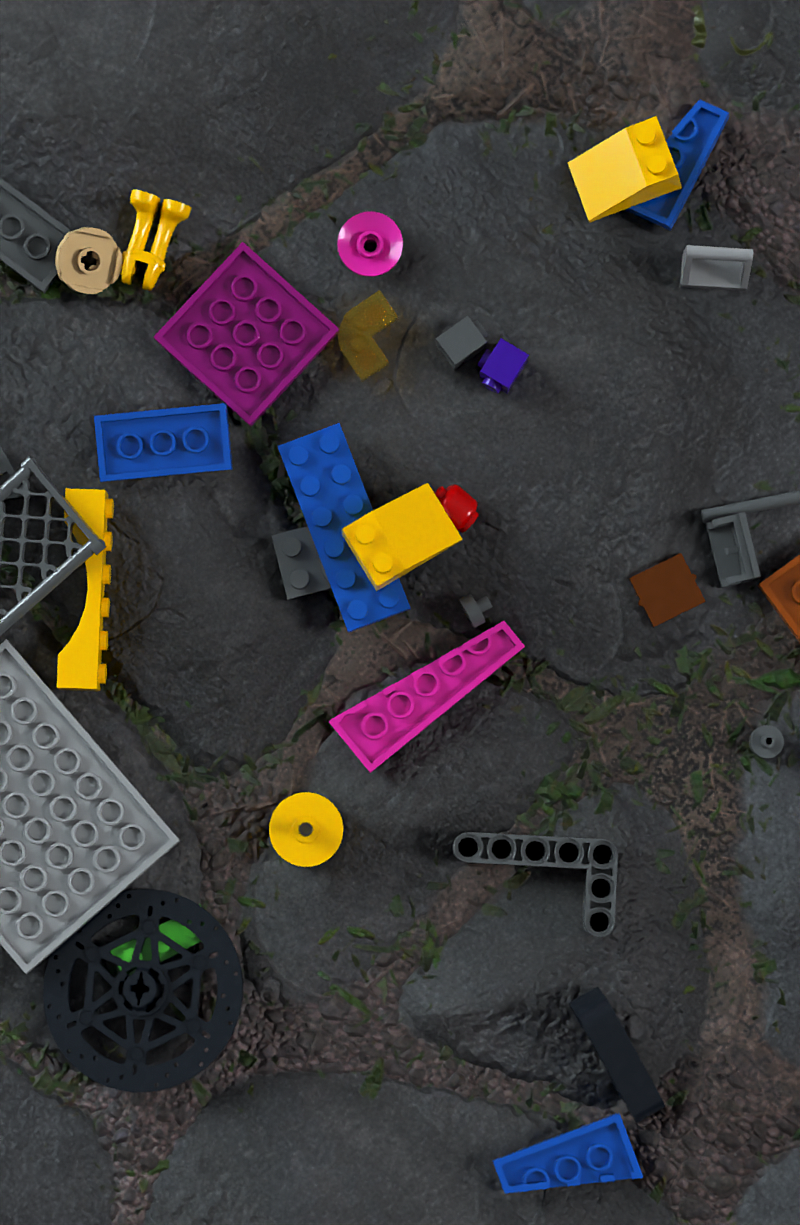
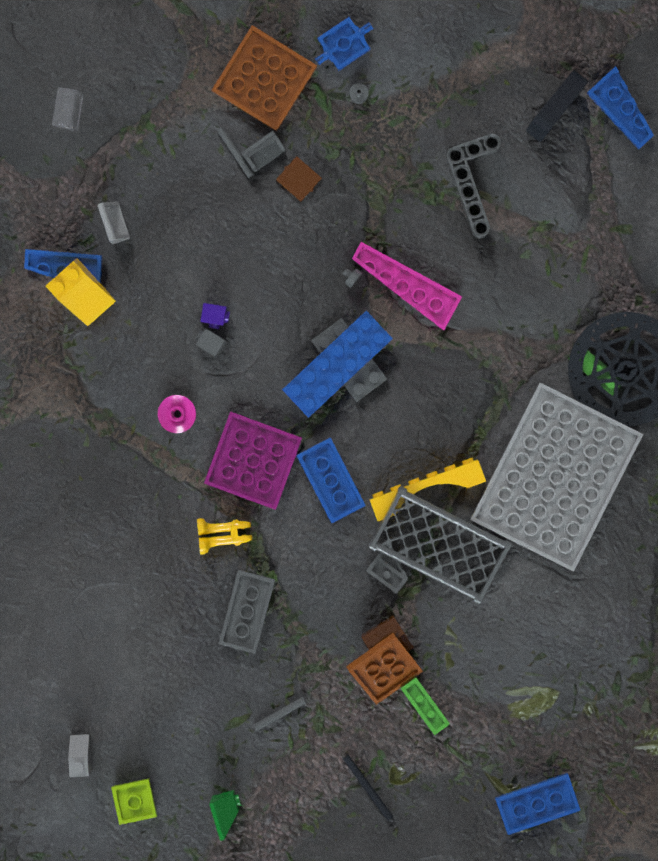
camera: 110 degrees left, 5 degrees up
(103, 248) = (253, 552): tan plate -> none
(306, 829) = (506, 317): yellow wheel -> none
(357, 331) = (227, 401): clear yellow plate -> none
(401, 536) = (330, 329): yellow slope -> none
(458, 506) = (302, 310): red head -> none

